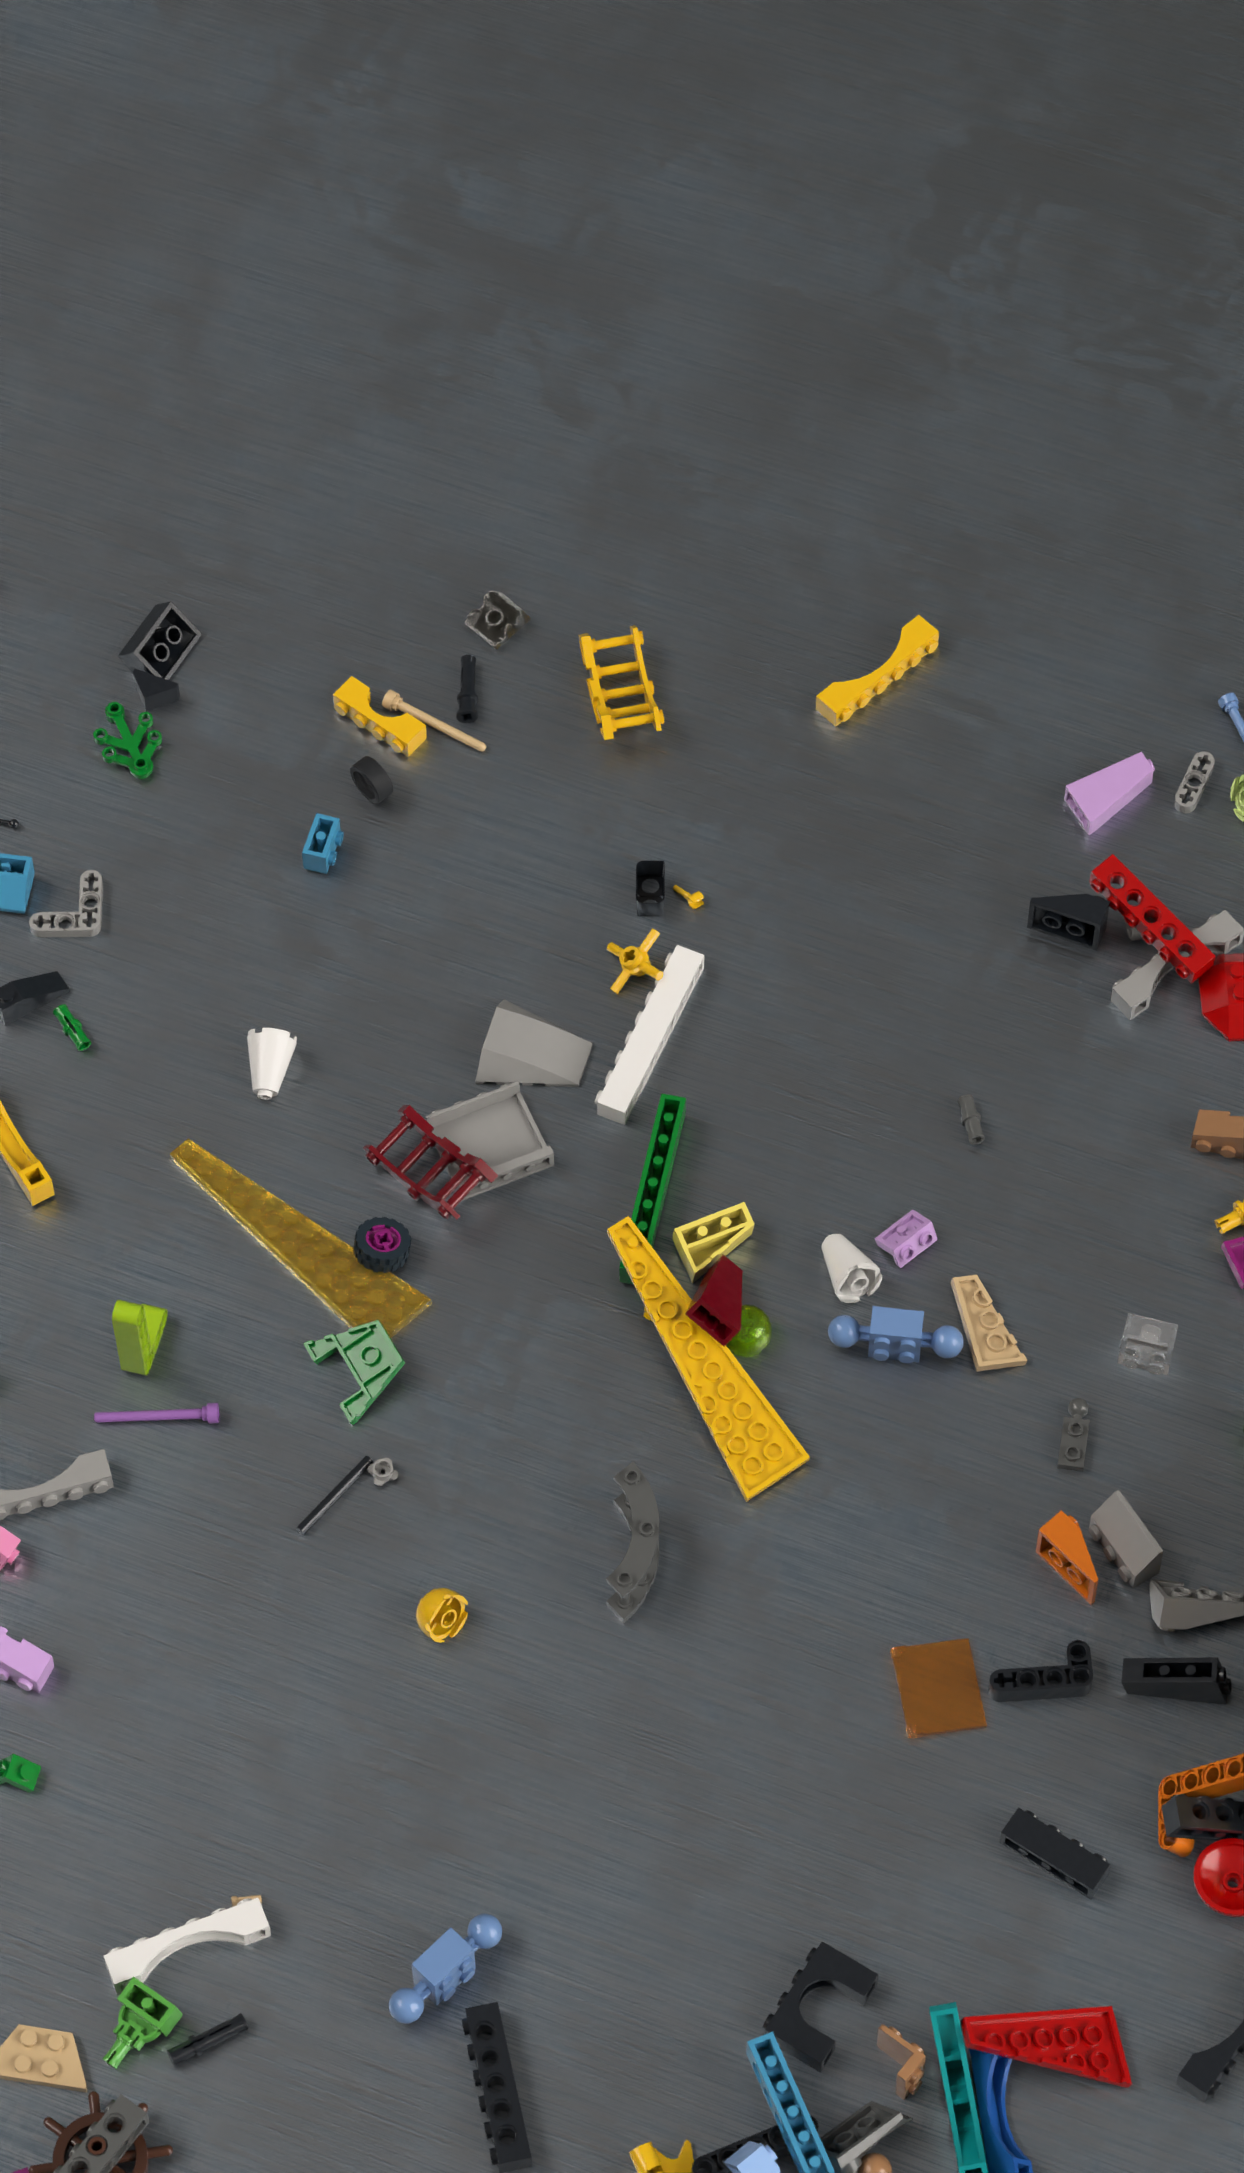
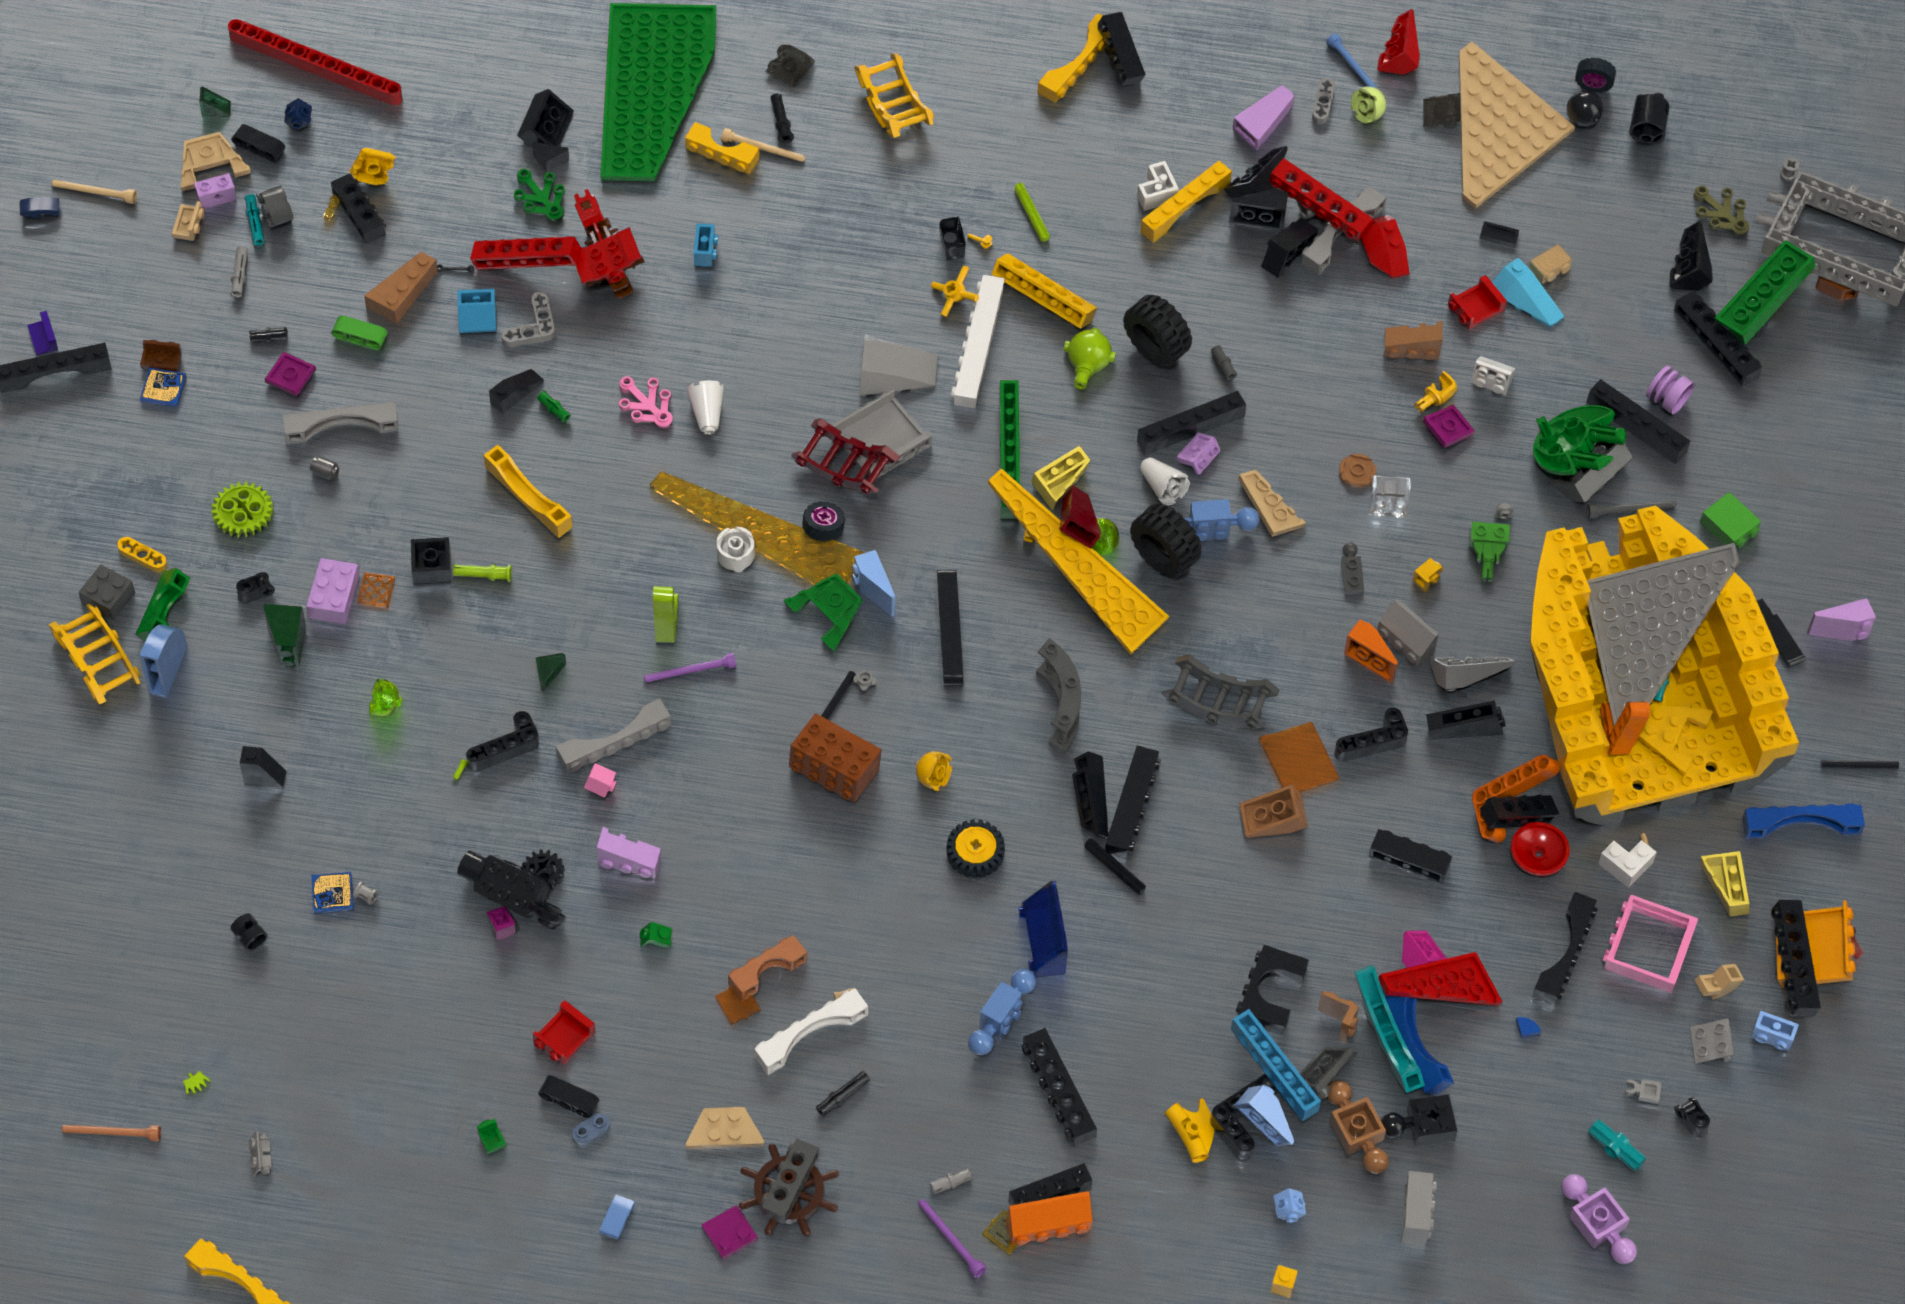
camera: 15 degrees left, 0 degrees up
(84, 816) = (525, 253): none -> red brick
(102, 1886) = (736, 1009): none -> clear orange piece
(140, 2020) = (792, 1087): bright green brick -> none
(182, 1832) = (787, 955): none -> nougat arch
(192, 838) = (608, 256): none -> red piece
(194, 1044) = (646, 404): none -> bright pink plant
(256, 1262) = (735, 548): none -> white brick
(312, 607) = (651, 79): none -> green wing
(312, 1573) = (834, 758): none -> dark orange brick
(371, 779) = (729, 193): black tyre -> none
(422, 1330) = (873, 581): none -> light blue slope
(473, 1750) = (975, 861): none -> wheel
(513, 1419) = (950, 627): none -> black beam
(529, 1868) = (1045, 931): none -> clear blue windscreen
(645, 1683) = (1090, 793): none -> black wedge
(651, 1791) = (1115, 866): none -> black axle
(695, 1707) = (1131, 802): none -> black brick
(754, 980) = (1044, 290): none -> yellow brick
(766, 870) = (1032, 212): none -> lime axle
(793, 1076) = (1089, 354): none -> lime piece
(825, 1353) = (1165, 540): none -> black tyre
(863, 1566) = (1226, 684): none -> dark grey fence
(884, 1758) = (1274, 813): none -> medium nougat slope
(887, 1061) = (1157, 330): none -> black tyre
(906, 1194) = (1190, 422): none -> black brick
(937, 668) = (1121, 49): none -> black brick
(938, 906) = (1164, 216): none -> yellow arch
(941, 869) = (1159, 188): none -> white brick
(1036, 1988) = (1420, 949): none -> dark pink slope
(1075, 876) = (1257, 176): none -> black wedge
(1095, 972) = (1288, 245): none -> black wedge
(1114, 1299) = (1357, 471): none -> medium nougat tile
(1158, 2126) = (1527, 1027): none -> blue tile
(1175, 1461) = (1427, 573): none -> yellow brick

